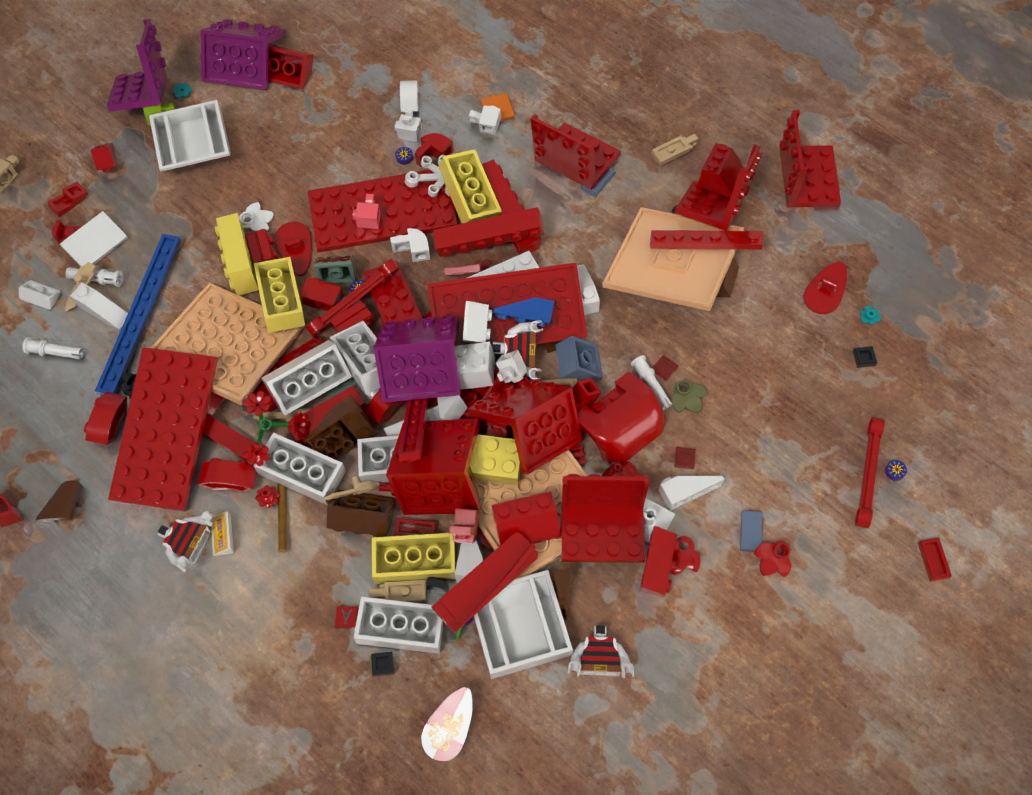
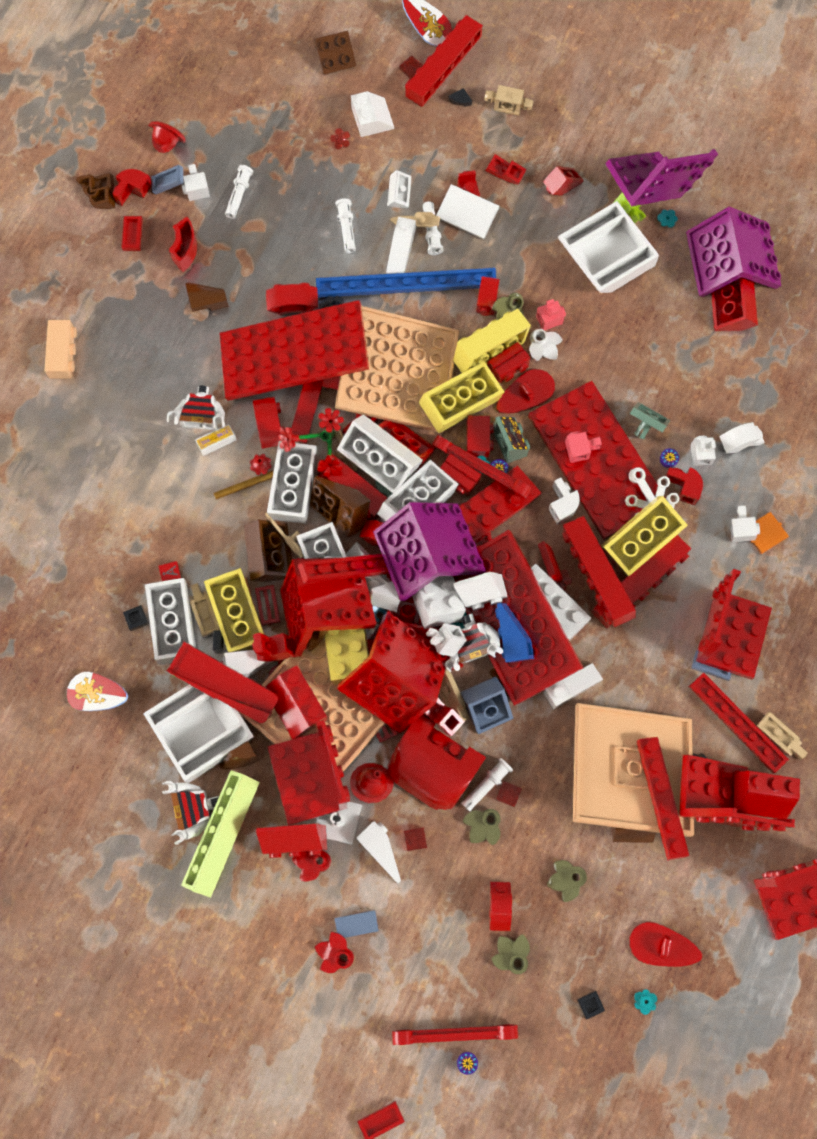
camera: 70 degrees right, 10 degrees up
(48, 669) = (60, 349): none -> light nougat brick
(188, 245) = (487, 295): none -> red slope
(206, 232) = (504, 304): none -> olive plate
(230, 202) = (550, 315): none -> coral brick
(364, 157) = (649, 418): none -> sand green tile
(633, 632) = (220, 834): none -> yellowish green brick
(653, 175) = (738, 723): none -> red plate
(753, 345) = (564, 880): none -> olive plate
(766, 398) = (500, 906): none -> red brick
(805, 406) = (509, 952): none -> olive plate

